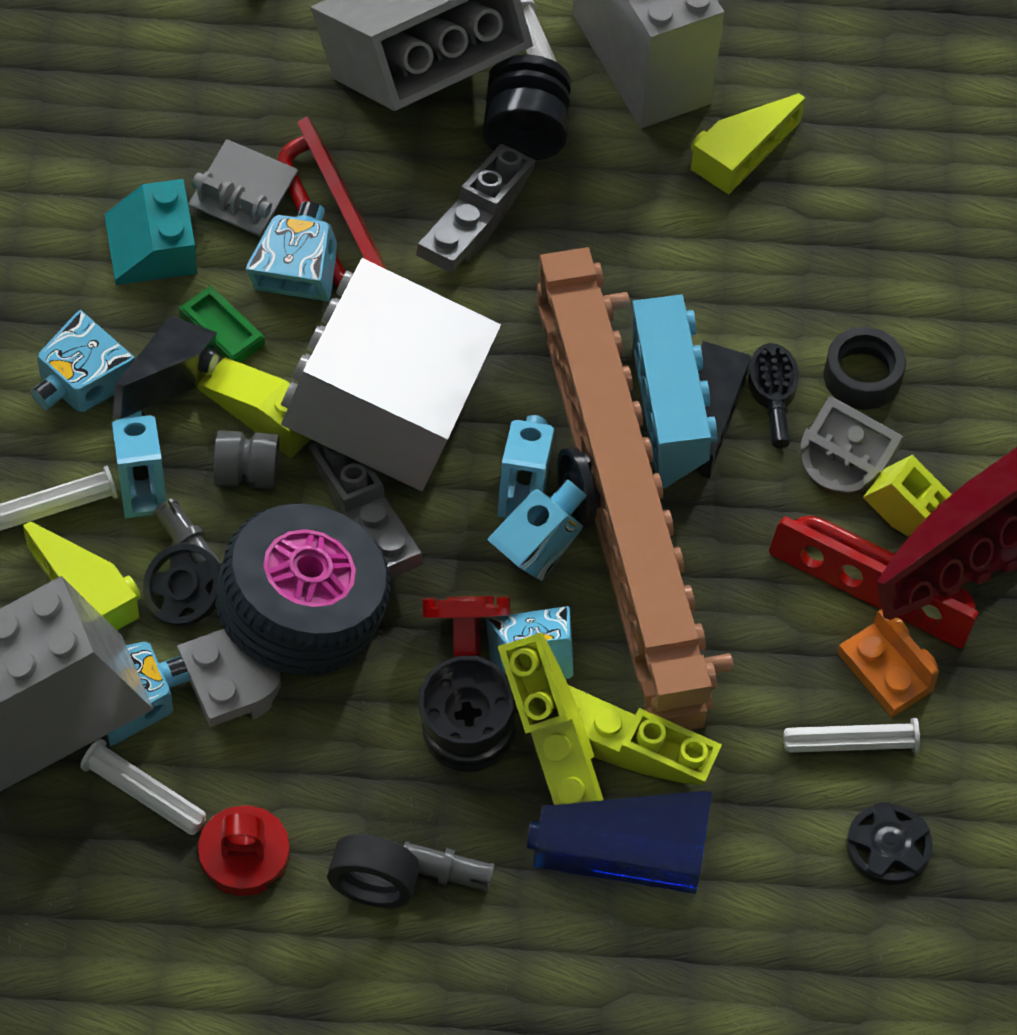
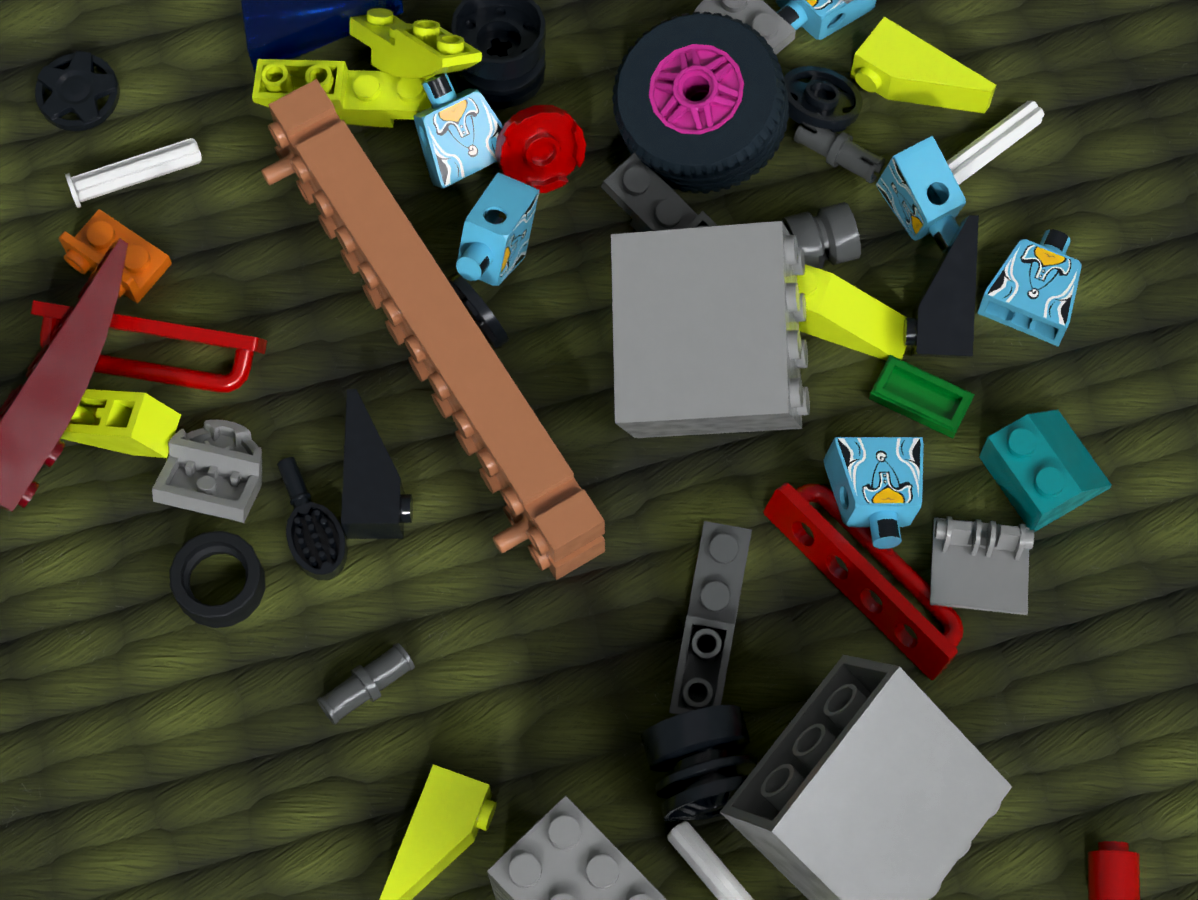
camera: 165 degrees right, 10 degrees up
(526, 449) = (538, 309): medium azure torso -> none
(671, 386) = (415, 442): medium azure slope -> none
(765, 258) = (365, 683): none -> dark grey pin

